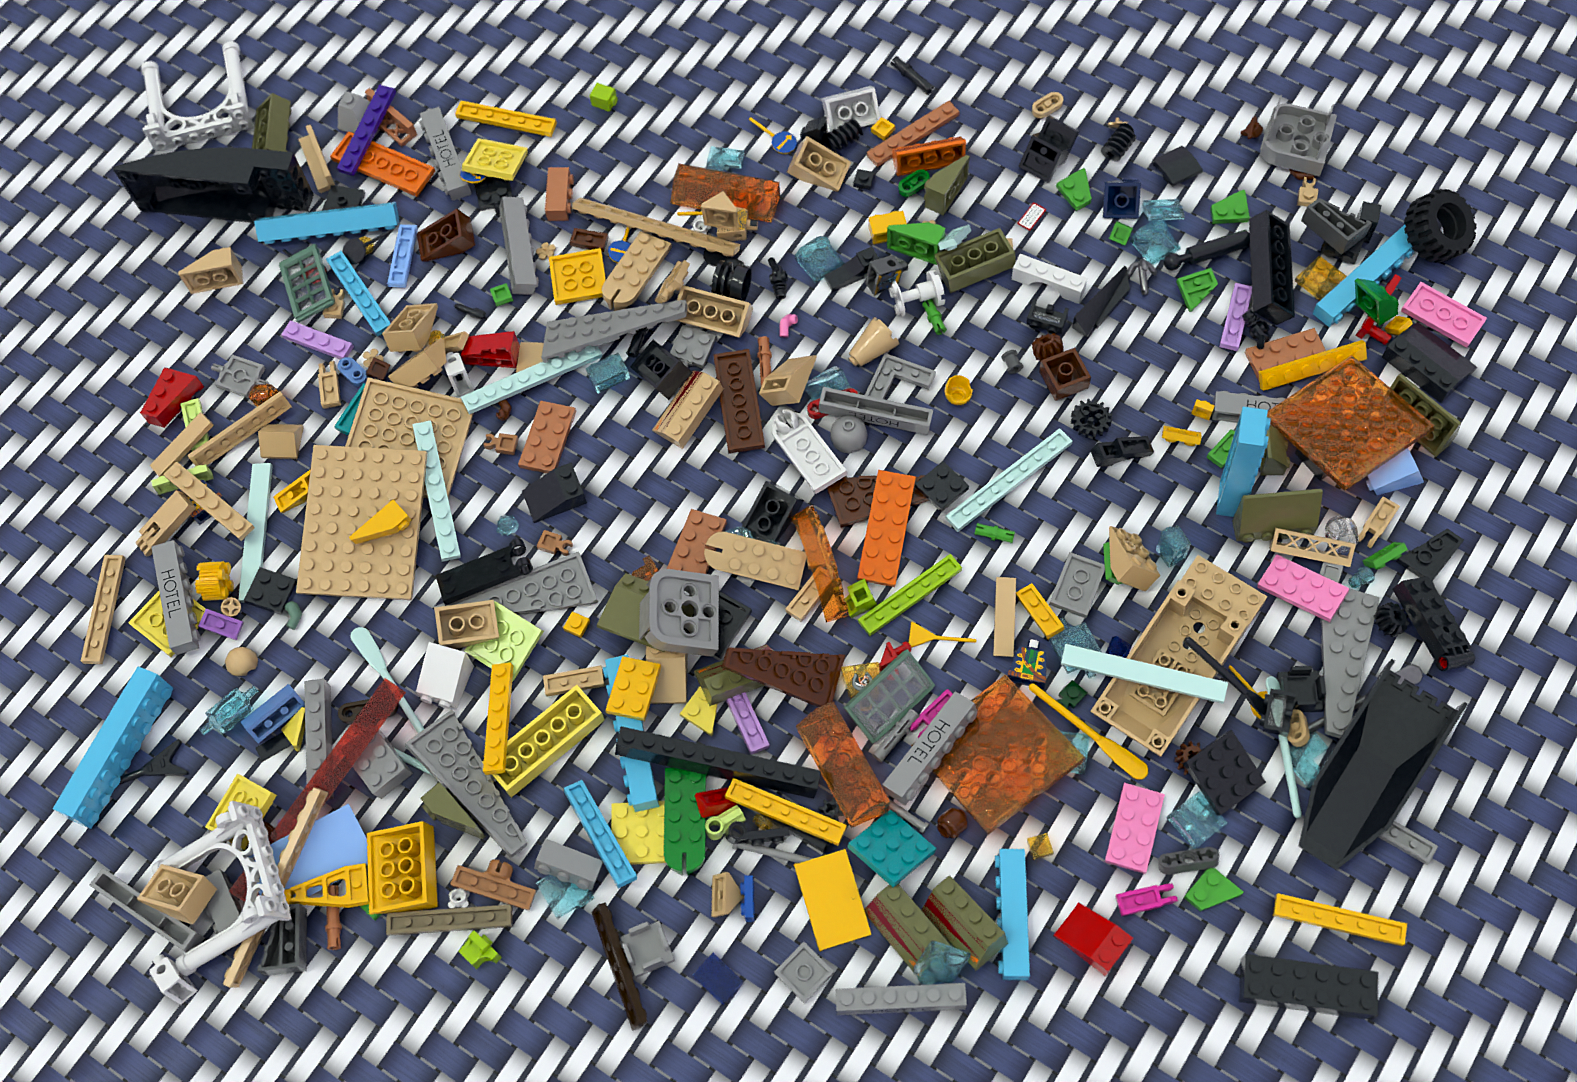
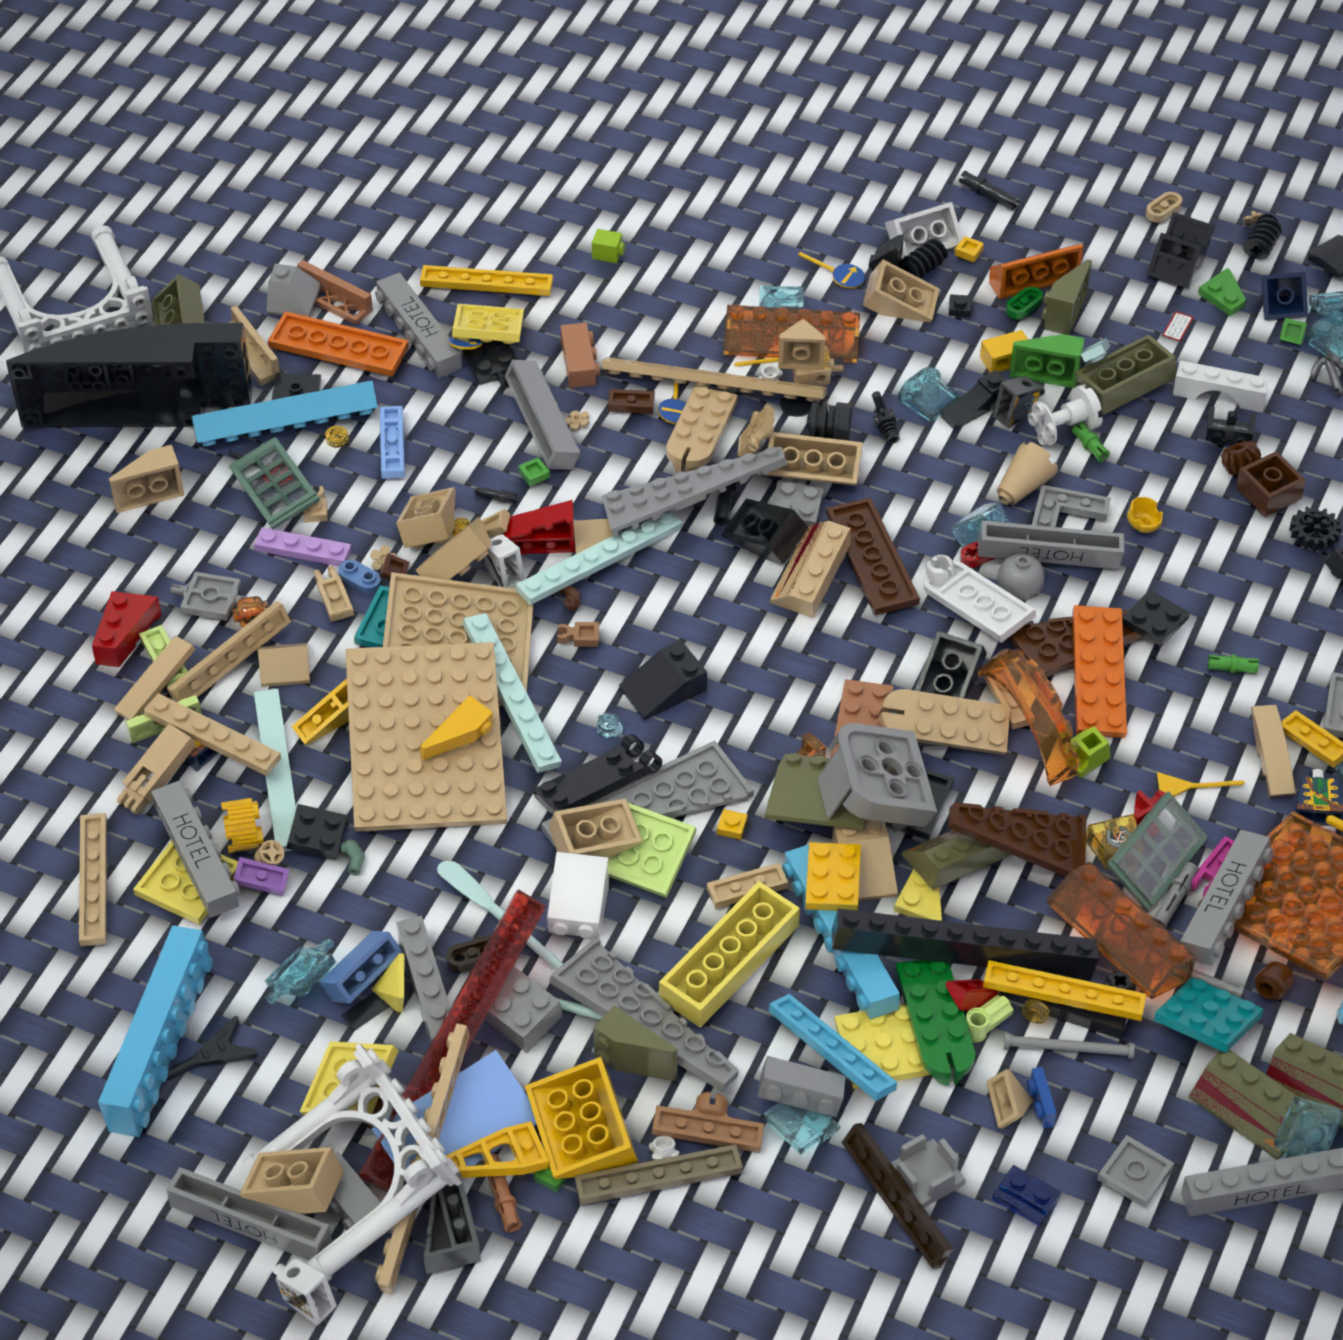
camera: 15 degrees left, 15 degrees down
(241, 661) = (296, 917): tan hair -> none
(356, 249) = (328, 441): black piece -> none
(358, 292) = (346, 488): medium azure plate -> none
(366, 130) = (311, 306): dark purple plate -> none
(446, 236) = (444, 415): reddish brown slope -> none
(478, 950) = (709, 1201): lime brick -> none
(498, 719) = (666, 932): yellow plate -> none
(547, 437) = (636, 622): nougat plate -> none
(552, 542) = (676, 736): medium nougat plate -> none
(577, 276) = (627, 442): yellow plate -> none
(607, 372) = (696, 542): clear light blue brick -> none
(748, 723) = (982, 902): lavender plate -> none
(758, 837) = (1013, 1023): black plate -> none
(764, 357) = (891, 504): nougat pin -> none
(785, 323) = (907, 467): bright pink arm -> none
(788, 381) = (931, 526): tan slope -> none
(803, 601) = (1019, 759): tan plate -> none
(832, 899) = (1145, 1088): yellow container -> none
(909, 595) = (1147, 741): lime plate -> none
(913, 133) = (1007, 251): nougat plate -> none
(1008, 480) = (1233, 605): light aqua plate -> none
(1012, 361) = (1201, 479): dark grey bush -> none
(1102, 304) = (1292, 407): black wedge -> none

